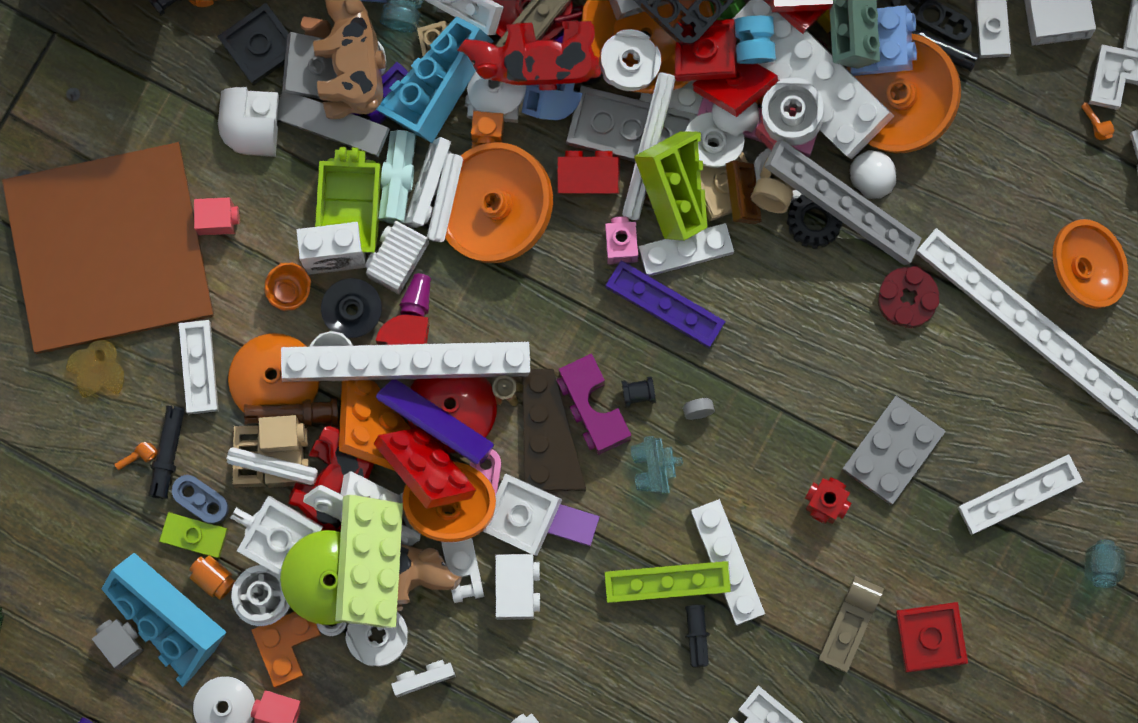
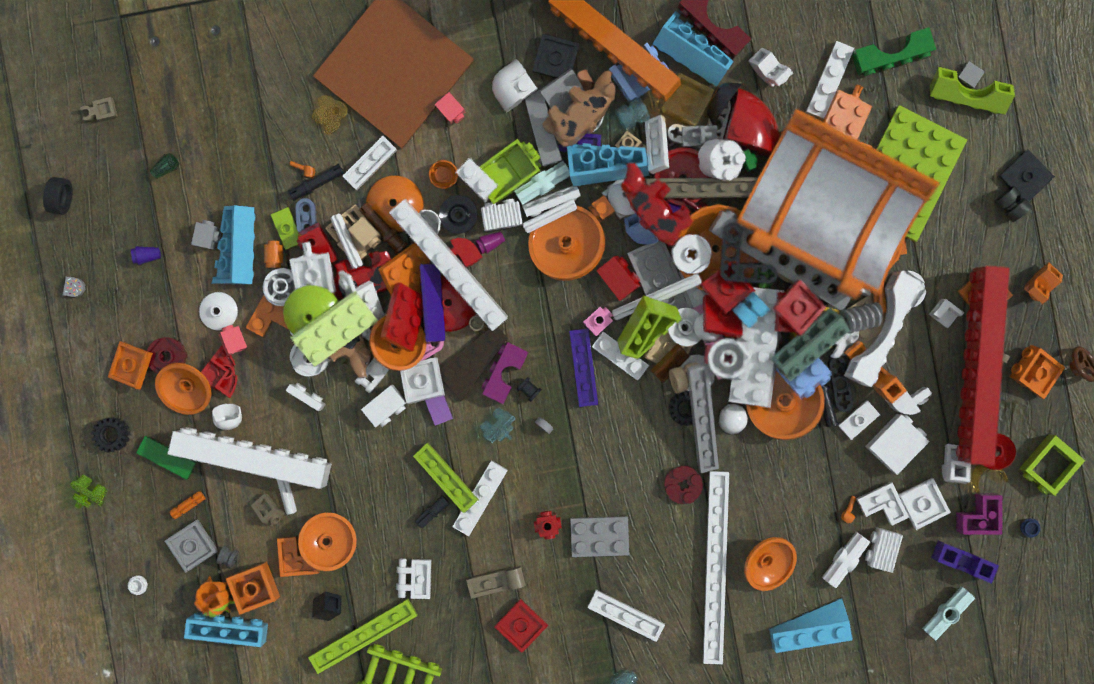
camera: 50 degrees right, 10 degrees up
(229, 498) = (318, 240): none -> red brick

